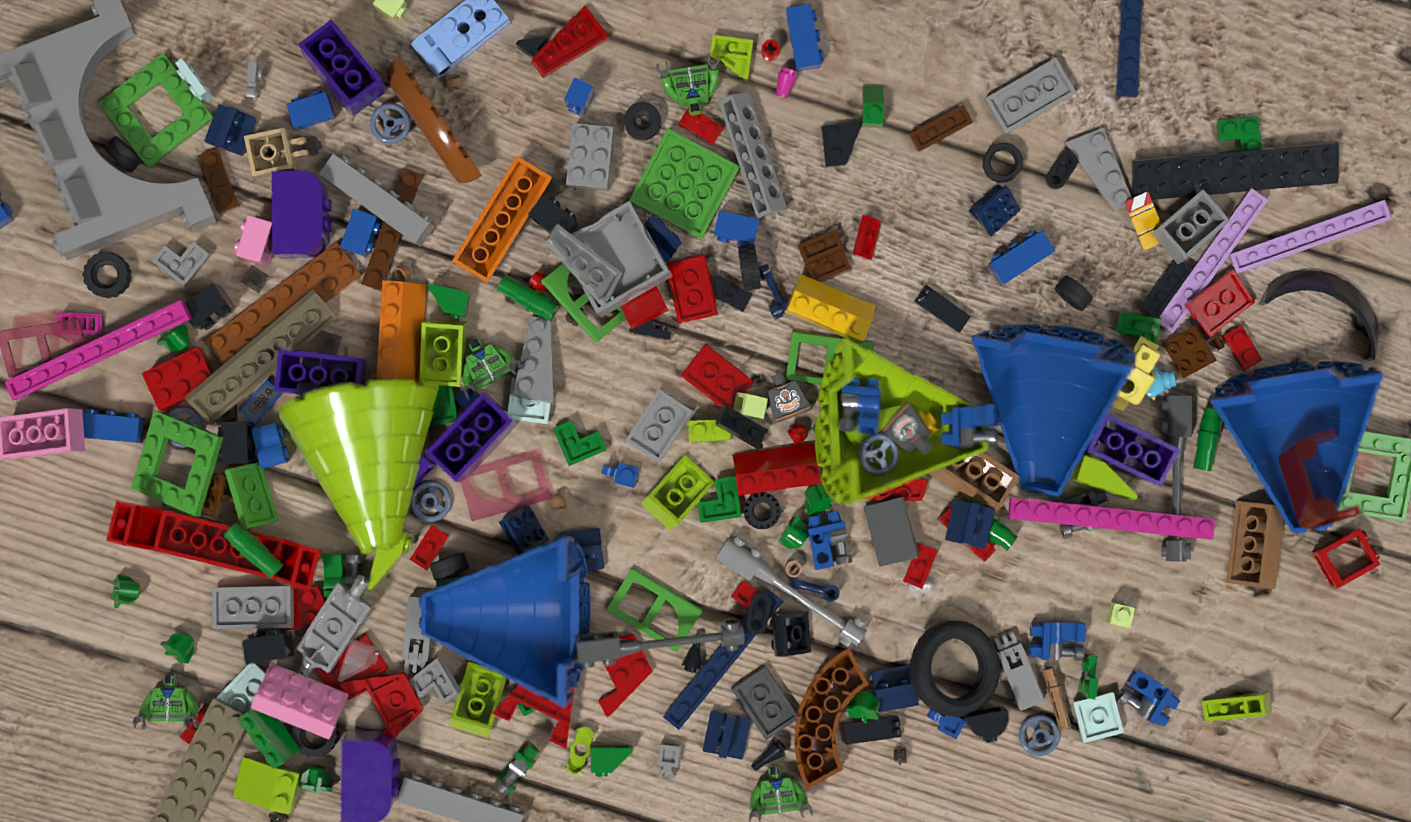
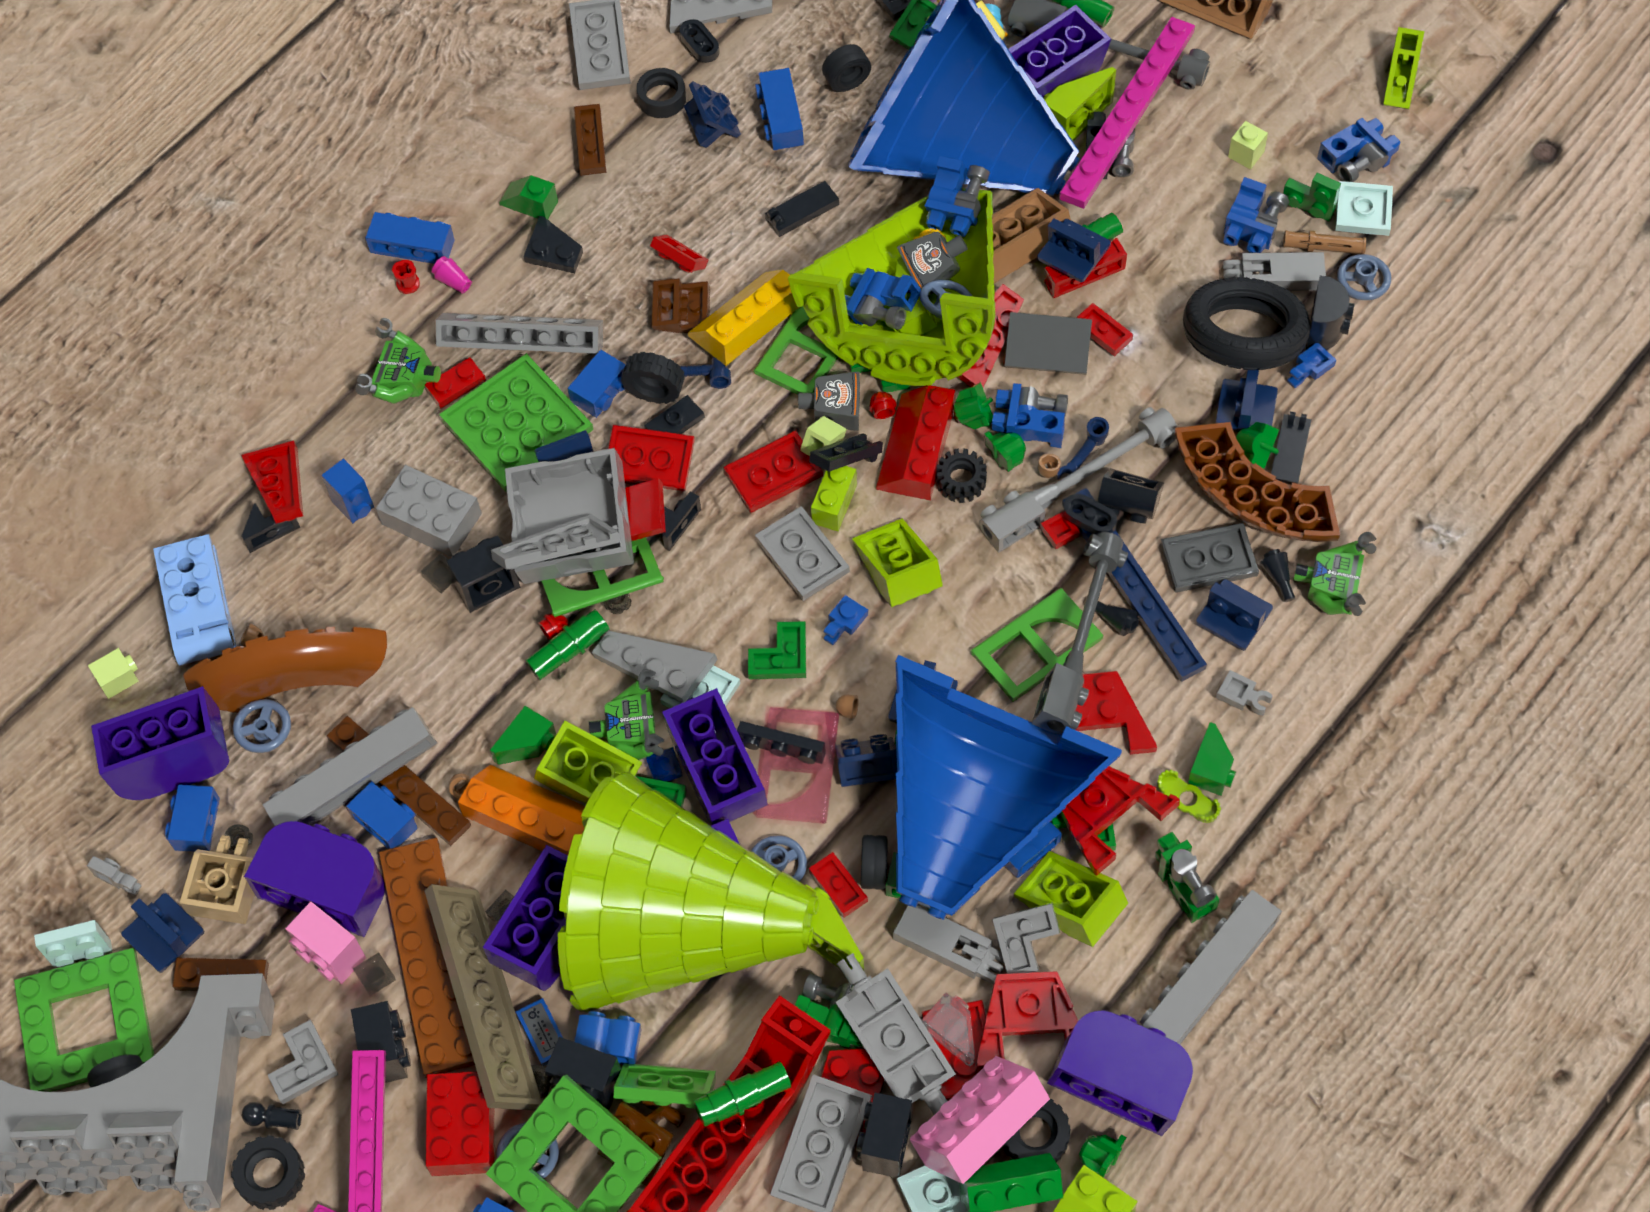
camera: 65 degrees left, 25 degrees down
(139, 248) = (255, 1113): none -> black pin
(175, 338) = (401, 1110): green piece -> none
(501, 219) = (454, 635): orange slope -> none
(508, 471) = (782, 743): none -> black plate
(642, 109) = (415, 426): black tyre -> none
(727, 504) = (935, 511): green plate -> none
(733, 53) = (398, 310): lime wing -> none
(900, 755) = (1334, 427): clear smoke plate -> none

